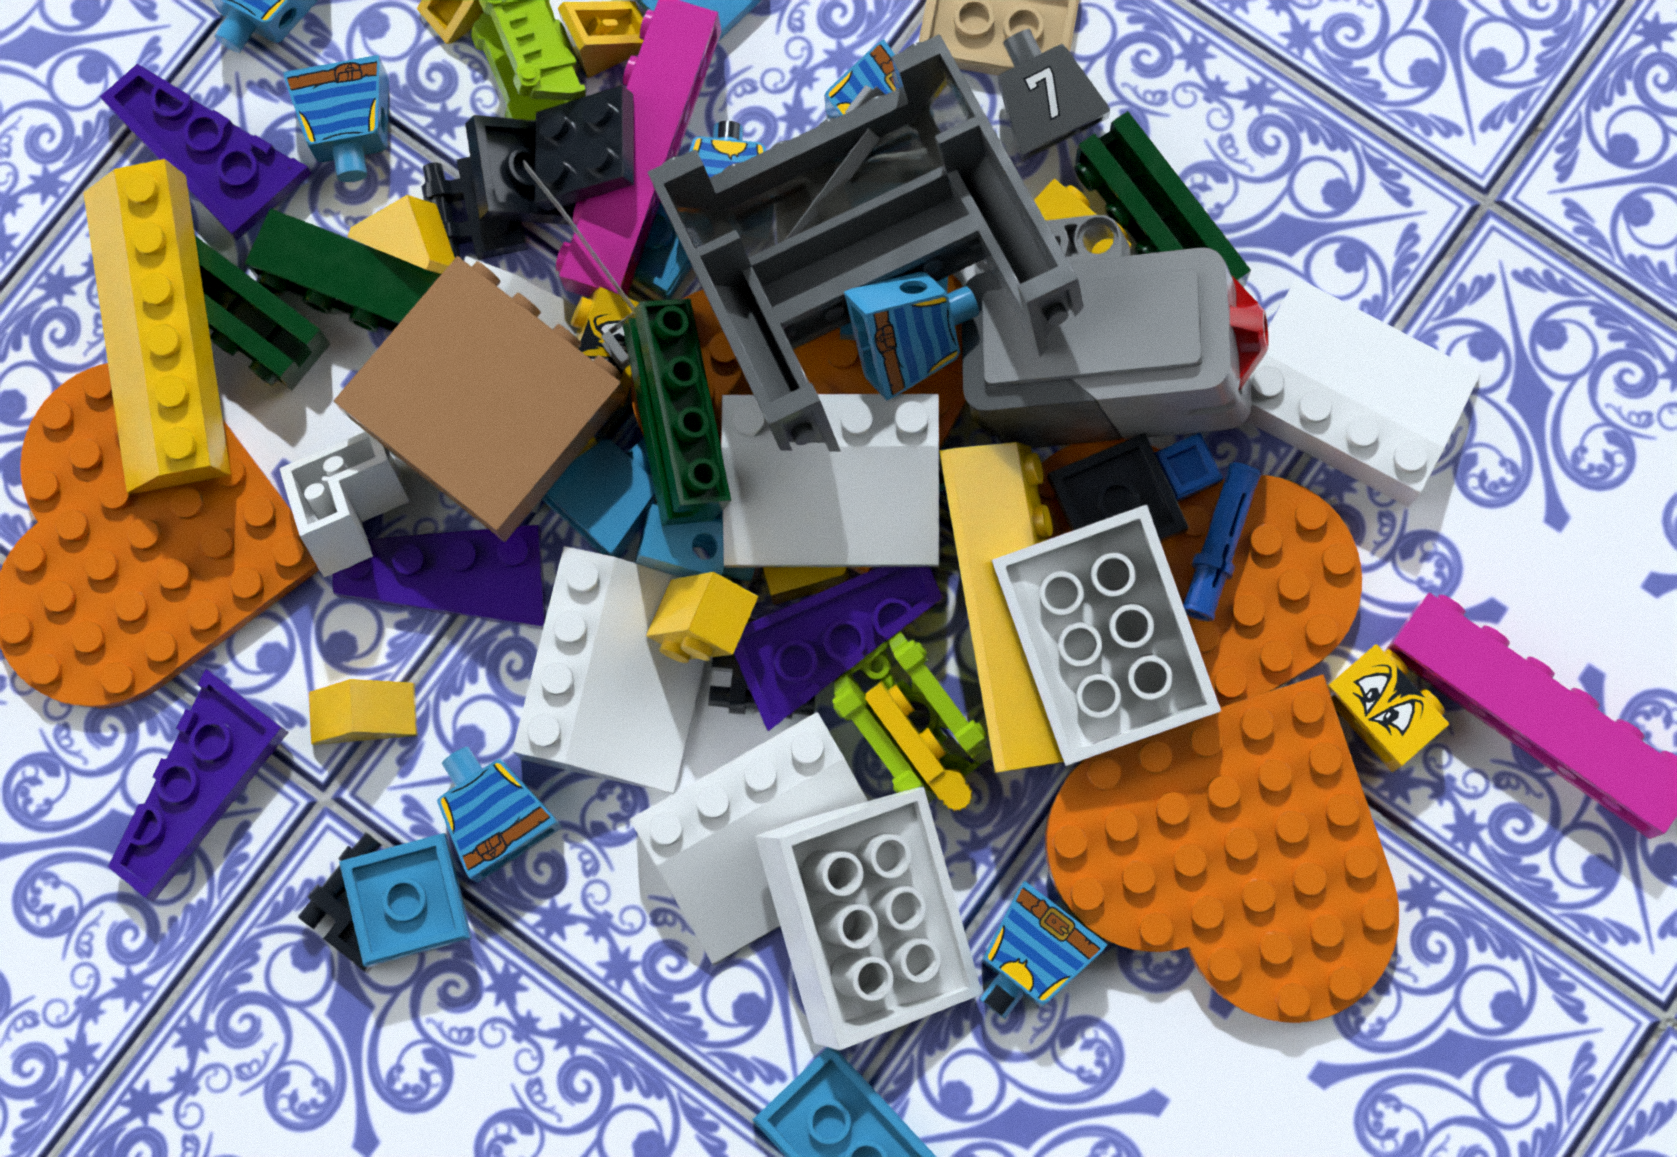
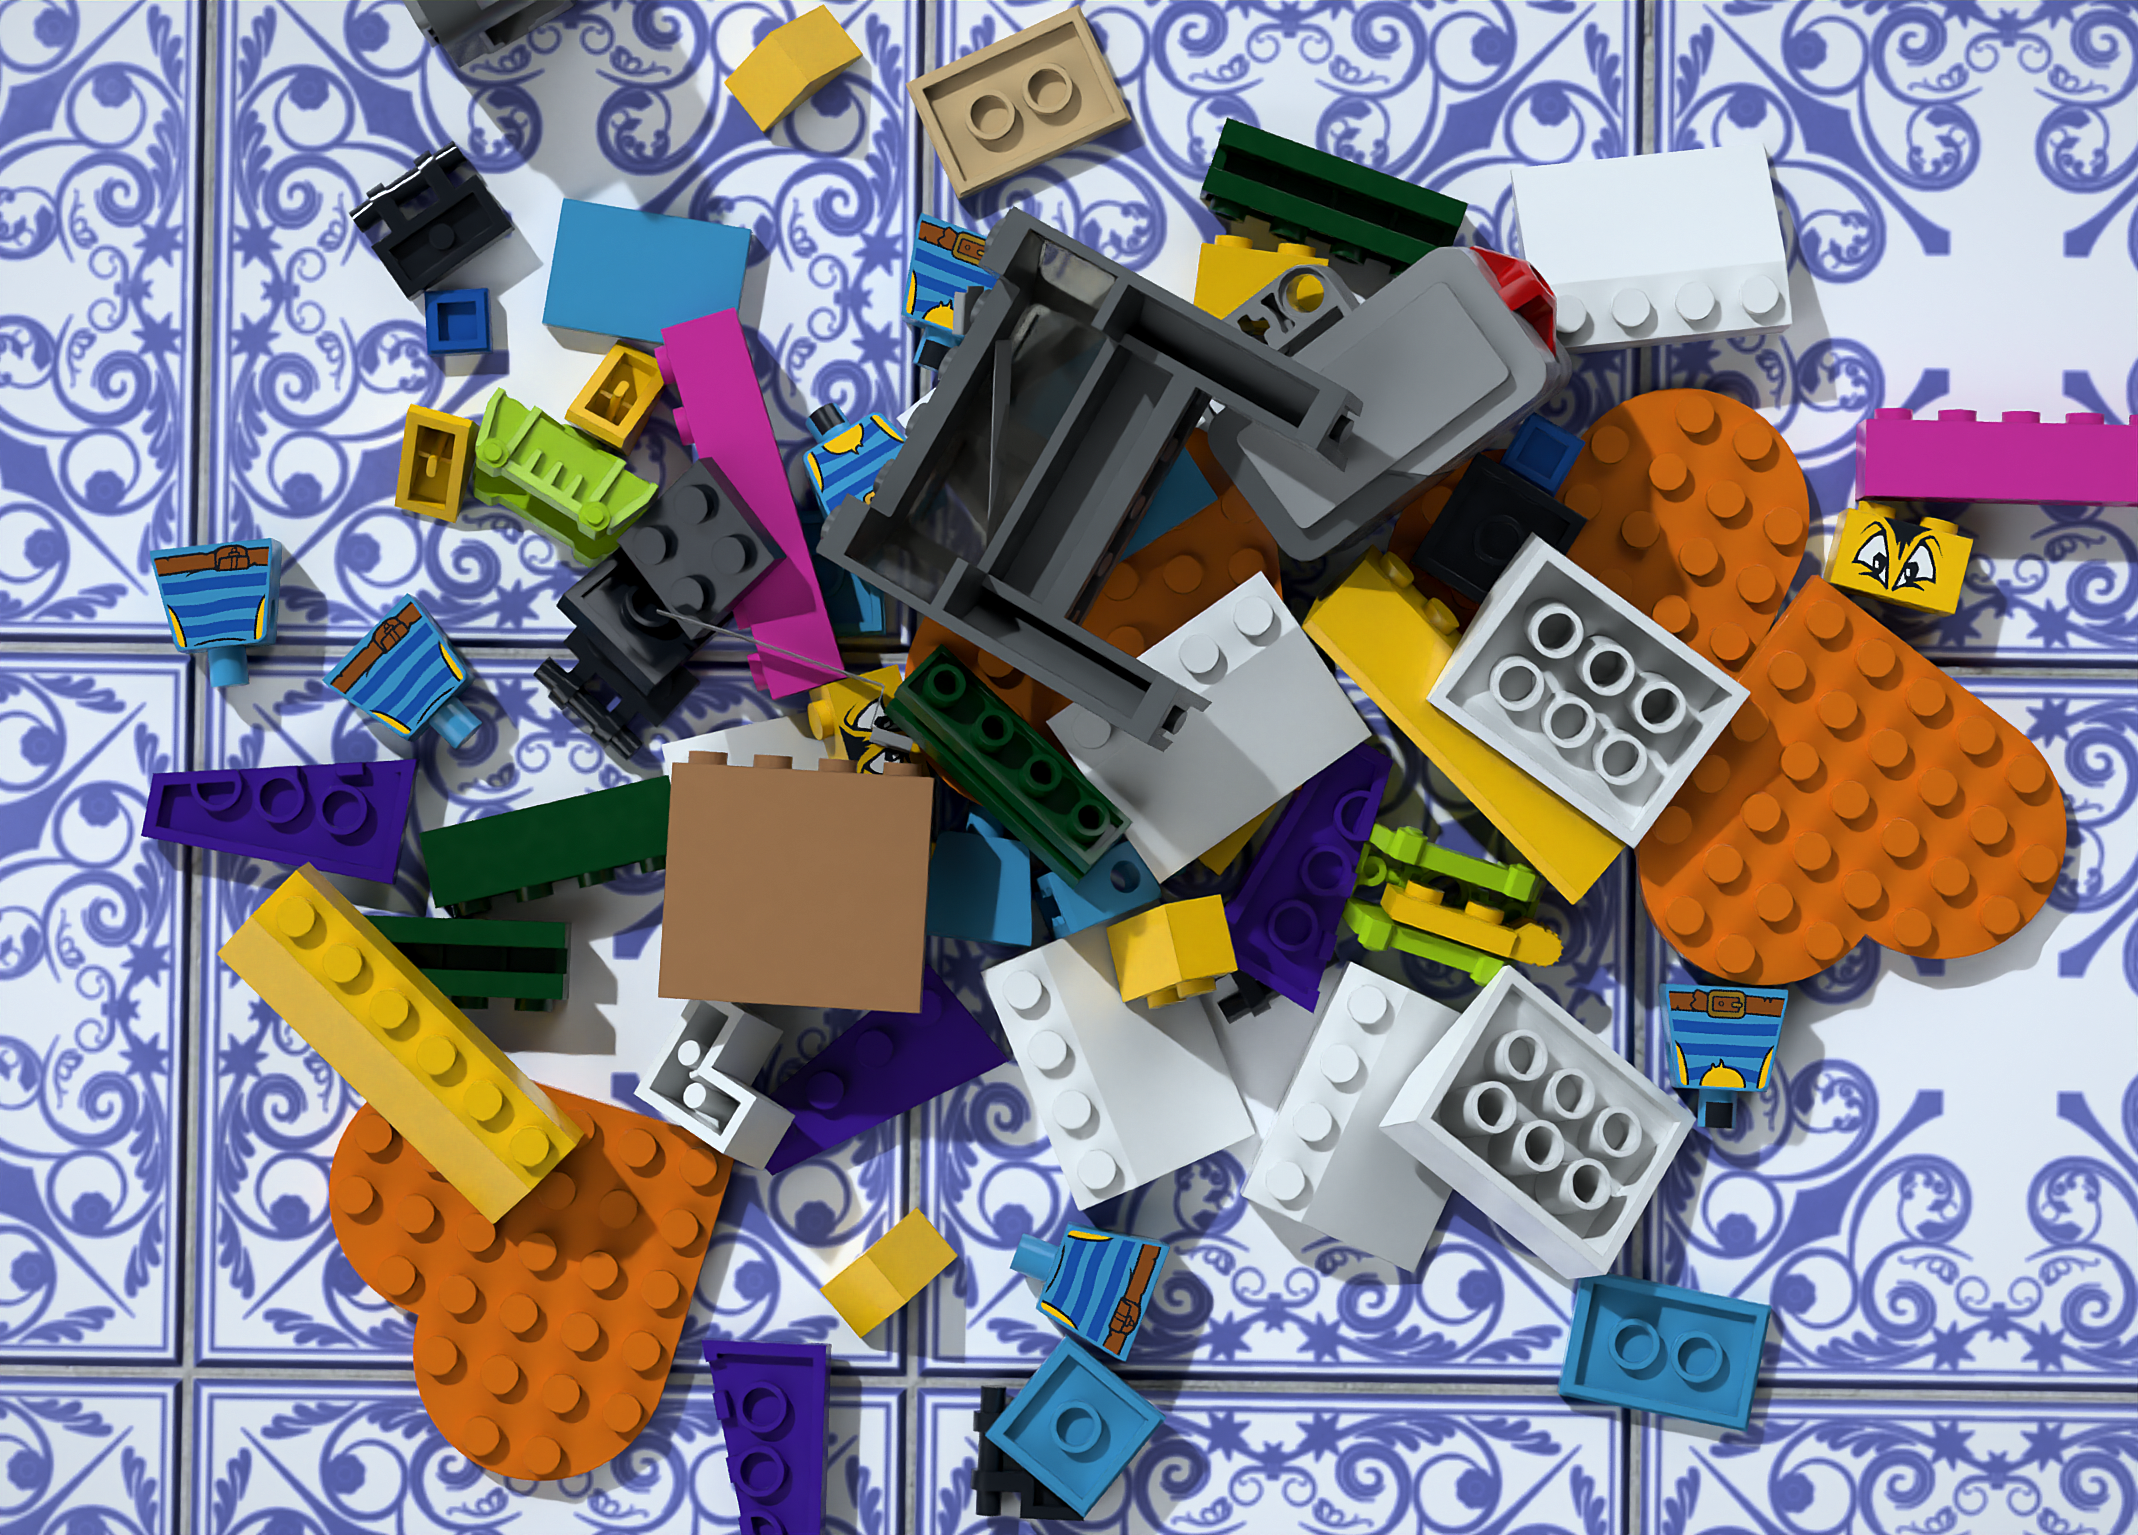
camera: 40 degrees left, 10 degrees up
(408, 231) = (585, 762): yellow slope -> none
(906, 329) = (1188, 530): dark azure torso -> none
(1046, 95) = (1130, 156): dark grey torso -> none
(1216, 557) = (1627, 508): blue pin -> none

